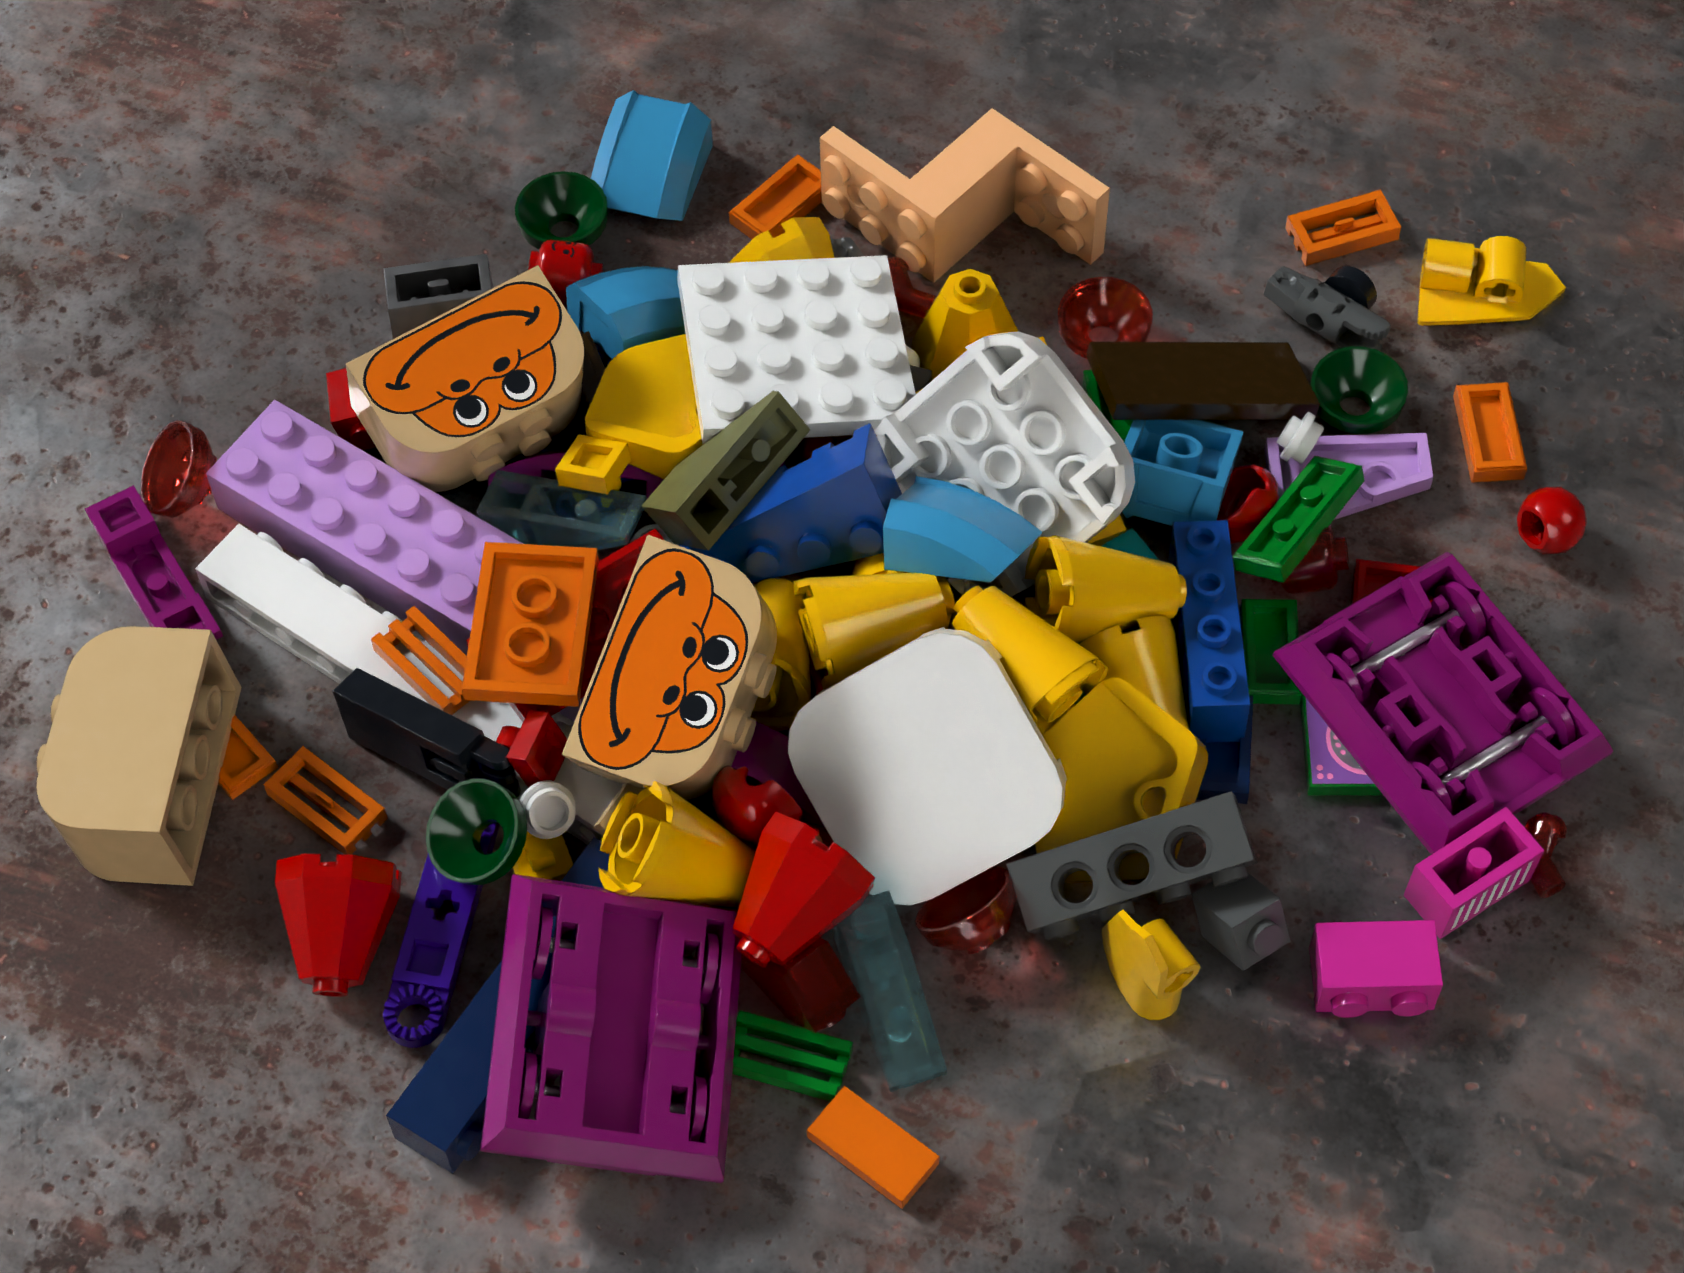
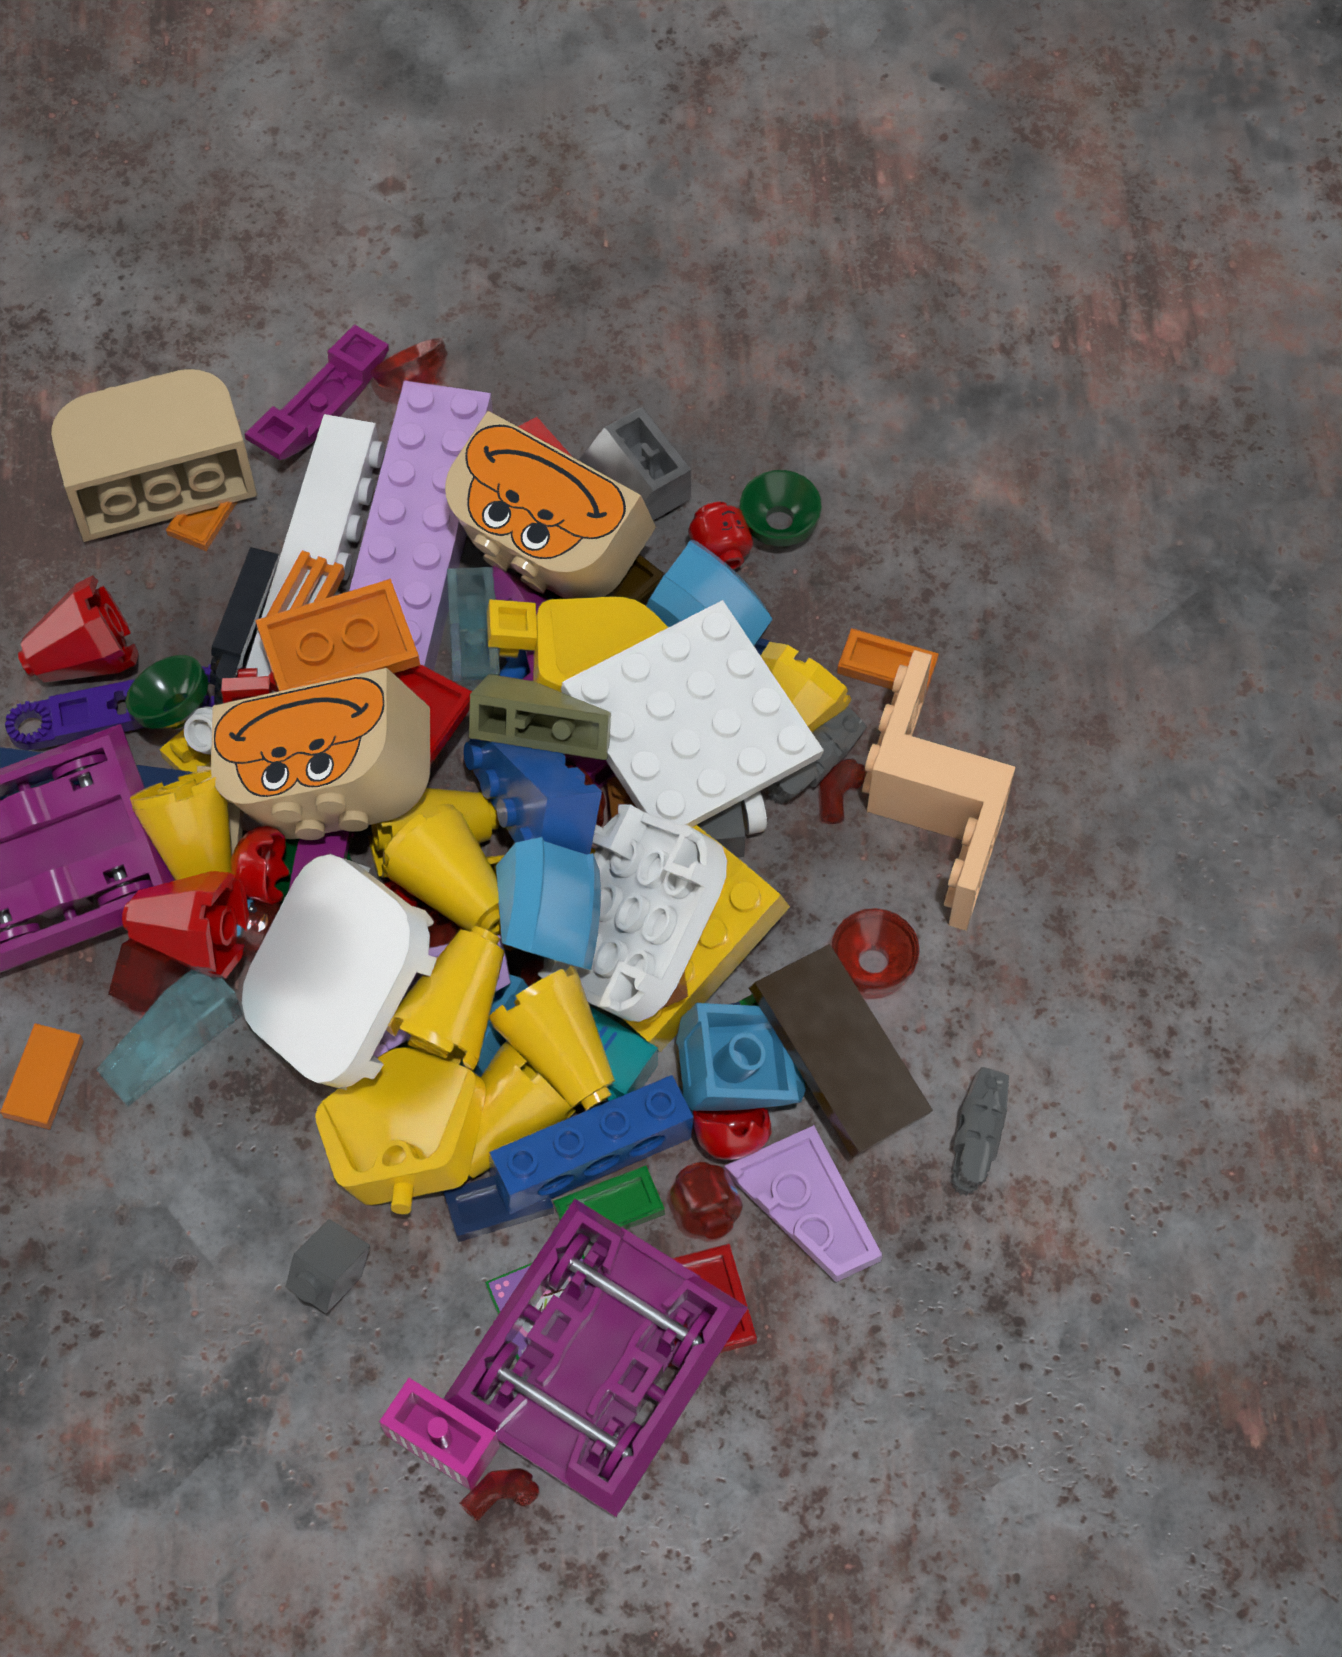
camera: 65 degrees right, 5 degrees up
(357, 829) = (190, 625): orange tile -> none
(652, 155) = (871, 551): dark azure slope -> none
(797, 1037) = (92, 951): green tile -> none
(960, 315) = (807, 857): yellow cone -> none
(970, 913) = (250, 1063): clear red piece -> none
(1041, 877) = (329, 1163): dark grey brick -> none
(1148, 964) = (242, 1200): yellow panel -> none
(1298, 518) = (724, 1173): green tile -> none
(1299, 437) = (811, 1146): white plate -> none
(1347, 234) = (1103, 1101): orange tile -> none
(1354, 285) = (1012, 1141): black tile -> none
(1360, 374) = (904, 1160): dark green piece -> none
(1375, 967) = (329, 1389): dark pink brick -> none
(1482, 283) = (1082, 1254): yellow panel -> none
(1490, 432) = (922, 1313): orange tile -> none
(1551, 520) = (838, 1392): red piece -> none

